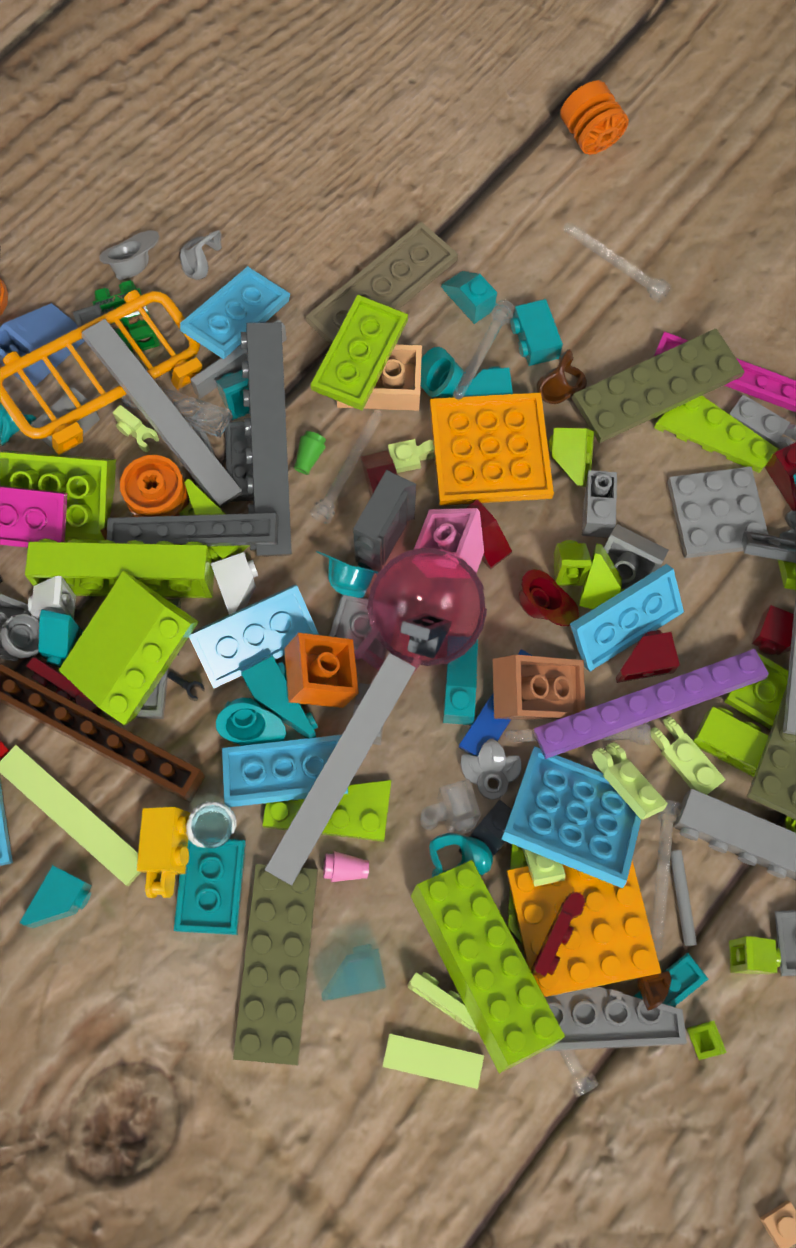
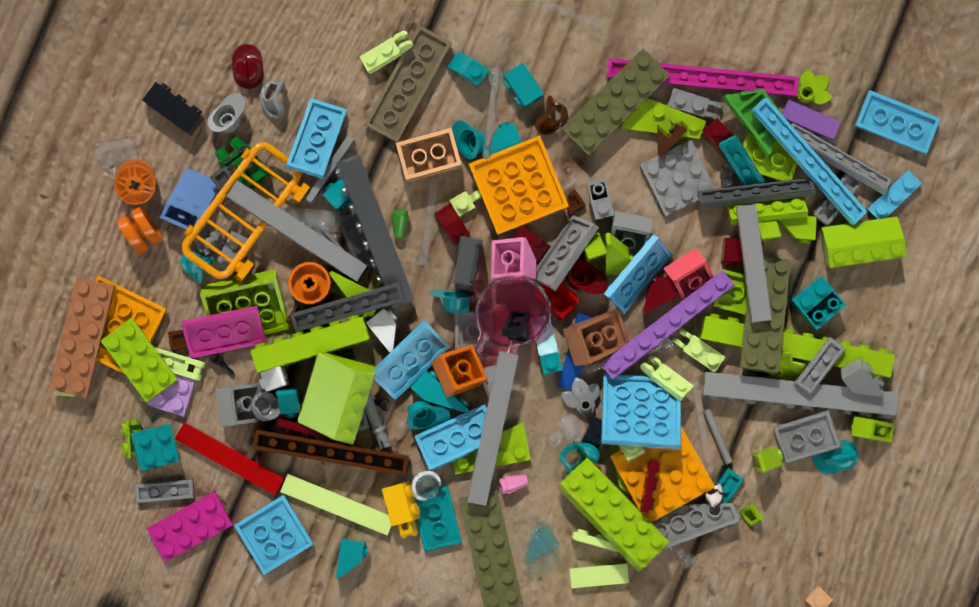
camera: 15 degrees left, 15 degrees up
(30, 404) = (214, 239): none -> light grey piece
(65, 228) = (174, 108): none -> black brick
(131, 425) = (275, 241): yellowish green plate -> none
(173, 708) = (376, 423): none -> light grey pin
(181, 213) = (247, 66): none -> dark red piece
(359, 352) = (413, 148): lime plate -> none
(368, 240) = (386, 52): none -> yellowish green hinge
(504, 619) = (561, 300): none -> red bracket
(529, 554) = (564, 252): none -> light grey tile
(562, 501) = (574, 202): none -> reddish brown tile
(573, 452) = (573, 169): lime slope -> none
(703, 640) = (688, 273): none -> coral slope
(714, 452) = (665, 140): none -> reddish brown slope

